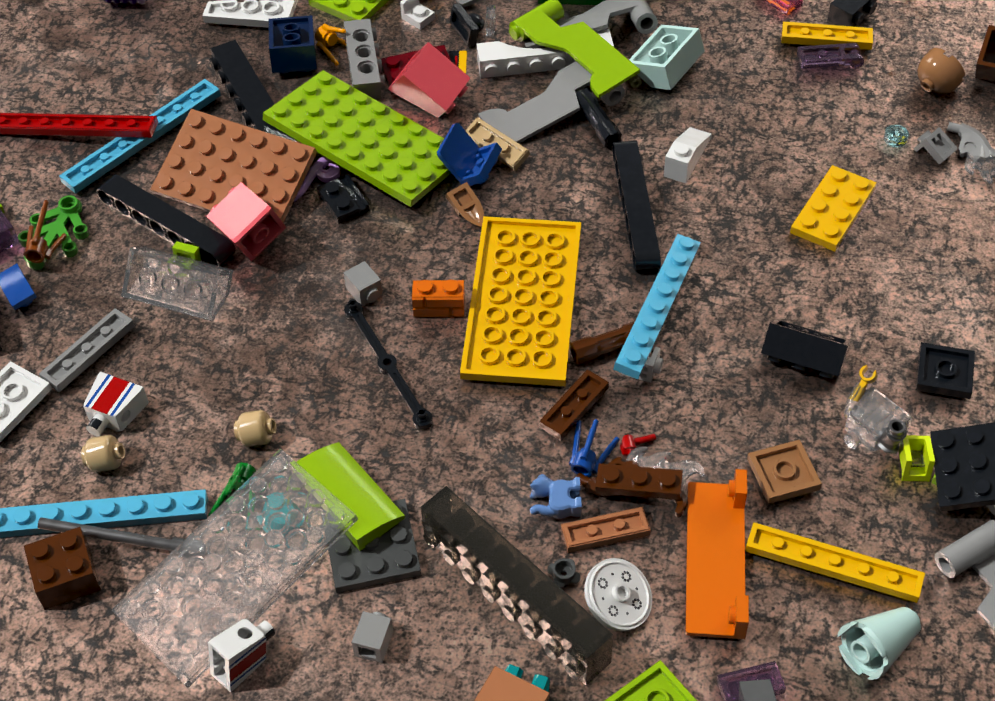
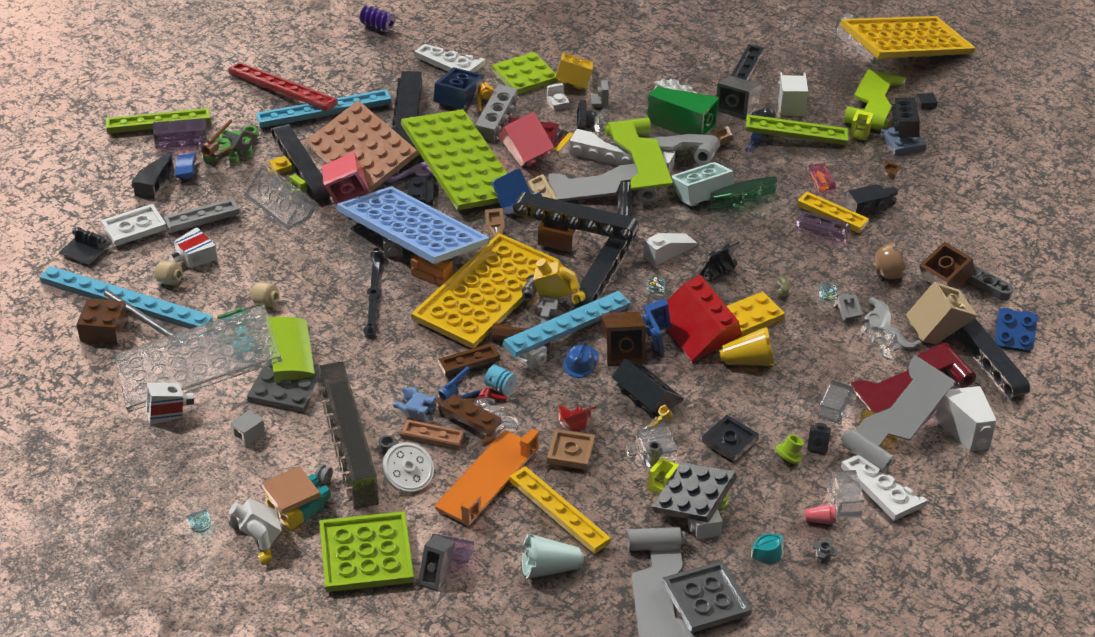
camera: 25 degrees right, 10 degrees down
(68, 226) = (237, 140): none -> dark grey bracket
(140, 234) = (280, 165): none -> yellow plate
(379, 250) = (413, 224): none -> light blue plate
(518, 655) = (324, 474): none -> light grey bush
(554, 181) = (558, 236): none -> reddish brown brick
(572, 159) = (575, 216): none -> black beam
(603, 256) = (552, 281): none -> yellow torso
(613, 290) = (546, 307): none -> light grey plate
(635, 416) = (502, 381): none -> medium azure piece
(699, 345) = (580, 361): none -> blue piece
(708, 206) = (656, 284): none -> clear light blue tile
(712, 53) = (738, 193): none -> clear green slope
(732, 292) = (624, 337): none -> reddish brown slope
(762, 267) = (656, 319): none -> blue bracket
(762, 428) = (575, 420): none -> red piece
(763, 149) = (719, 262): none -> black hinge
(798, 232) = (700, 319): none -> red slope
(849, 147) = (785, 286): none -> olive arm
(884, 246) = (749, 350): none -> yellow cone

